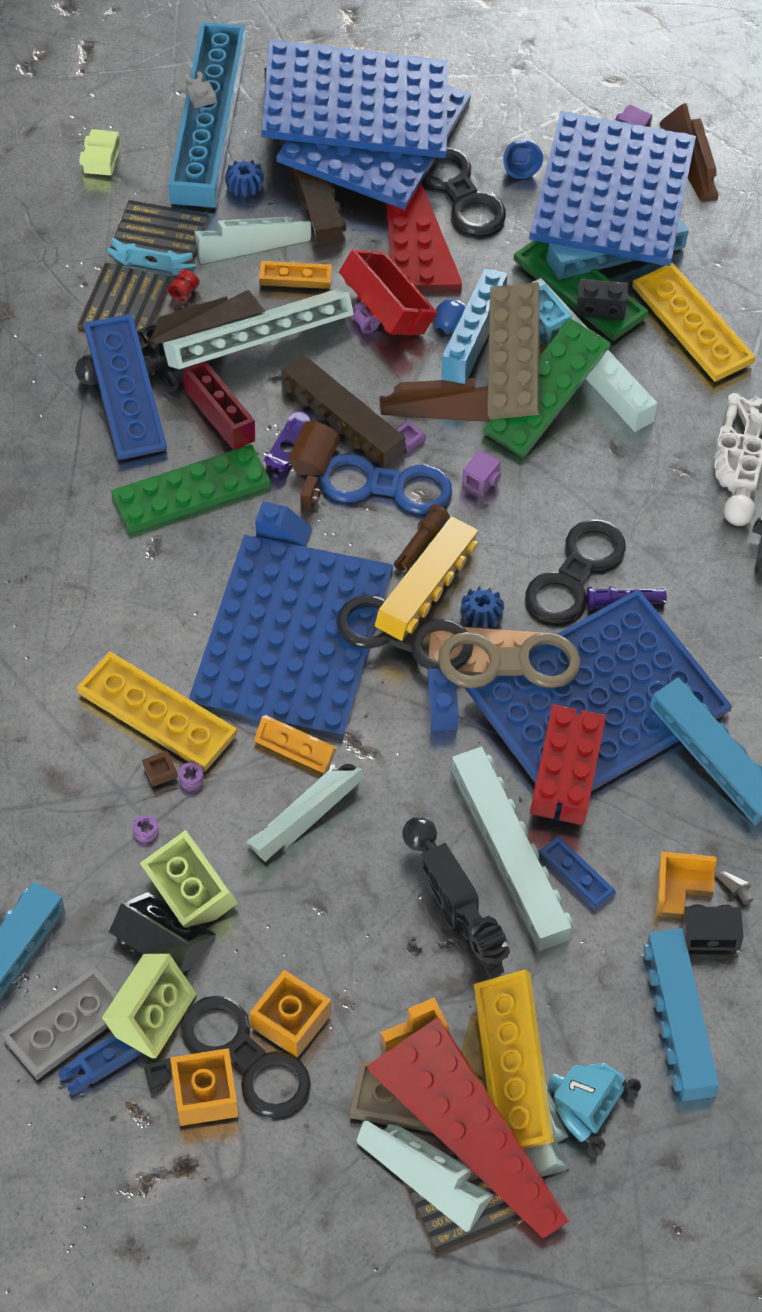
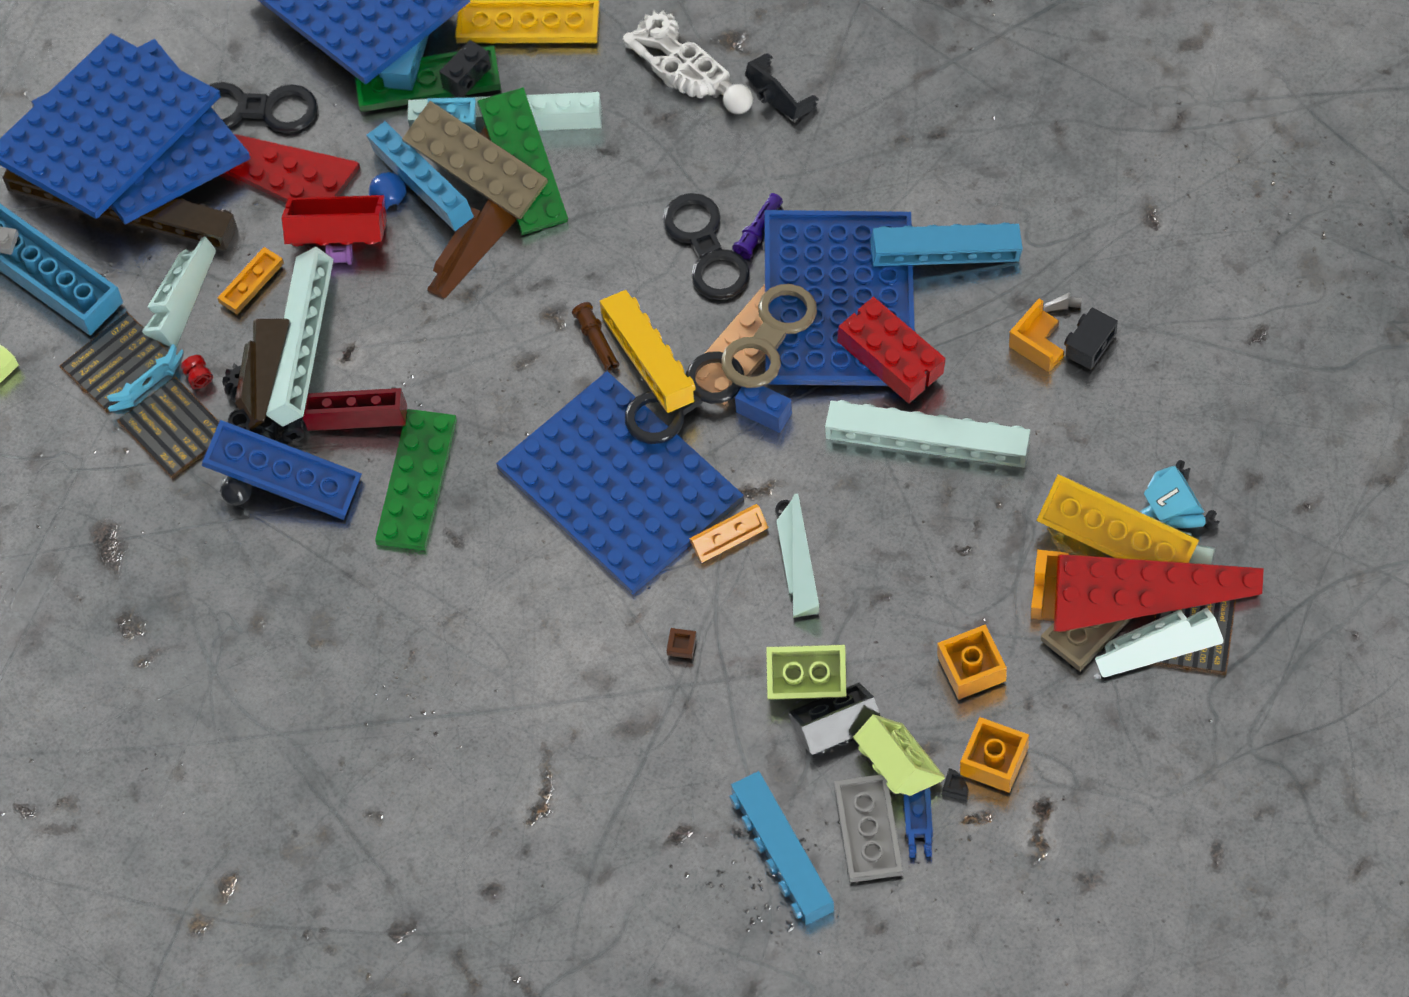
camera: 50 degrees left, 5 degrees up
(140, 821) = (728, 690): medium lavender bush -> none
(157, 711) = (624, 617): yellow plate -> none
(188, 783) = (703, 616): medium lavender bush -> none
(244, 178) = (112, 261): blue gear -> none
(247, 1056) = (970, 713): black bar -> none
(277, 457) = (417, 371): dark purple piece -> none
(281, 524) = (509, 431): blue slope -> none
(310, 493) = (492, 392): reddish brown plate -> none
(313, 449) = (451, 364): reddish brown brick -> none
(343, 411) = (425, 323): dark brown brick -> none
(385, 482) = (519, 333): blue bar -> none
(413, 436) = (484, 291): medium lavender tile -> none
(457, 895) = (953, 490): black arm -> none
(481, 473) = (566, 257): medium lavender brick -> none
(482, 608) = (696, 330): blue gear -> none
(522, 158) = (262, 40): blue helmet -> none
(576, 873) = (979, 402): blue tile -> none
(682, 1015) = (1145, 400): dark azure brick -> none

